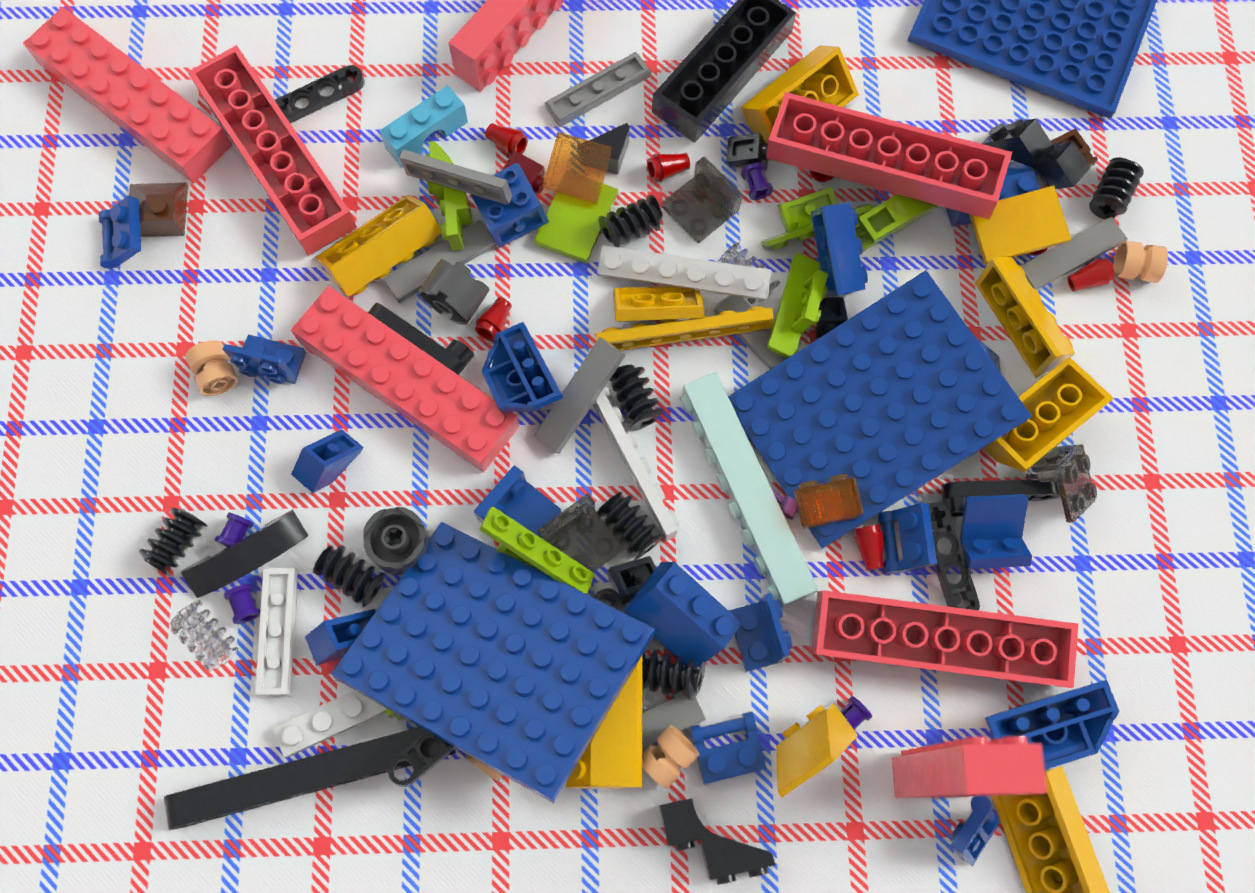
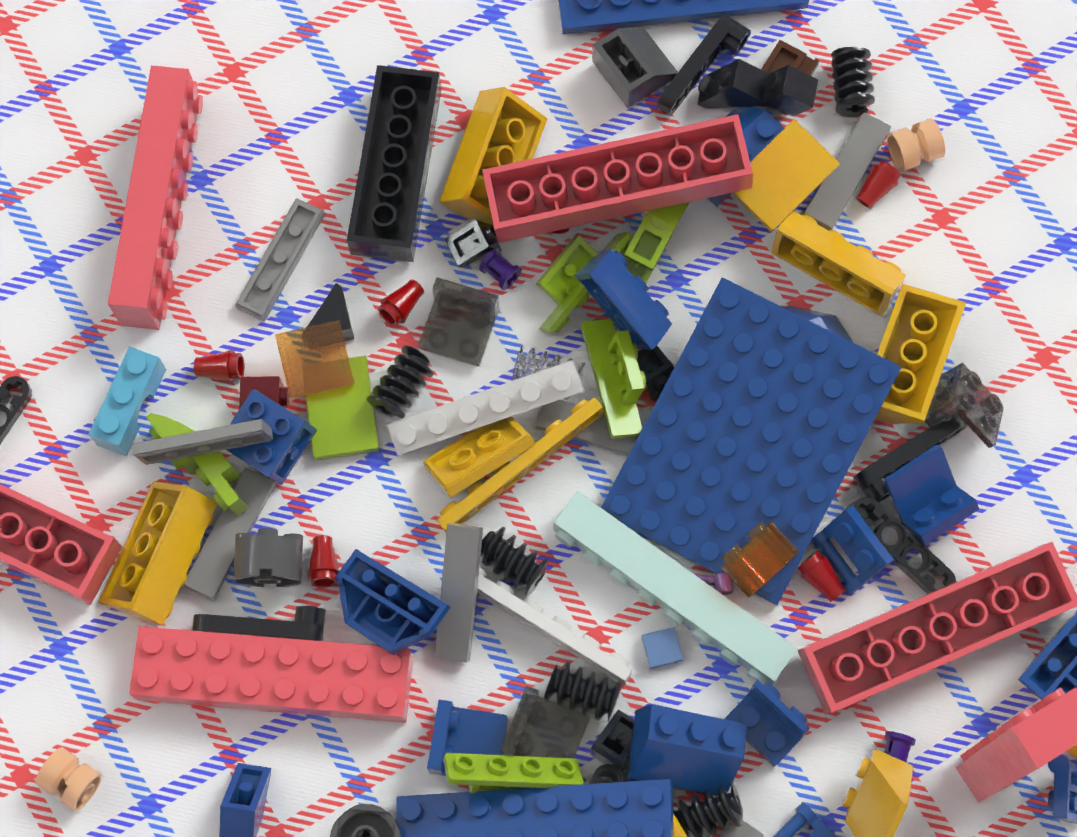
camera: 25 degrees left, 0 degrees up
(267, 358) = (119, 735): blue bracket -> none
(712, 529) = (662, 648): none -> medium blue tile
(948, 86) = (632, 63): none -> dark grey slope
(1031, 103) = (725, 34): none -> black beam

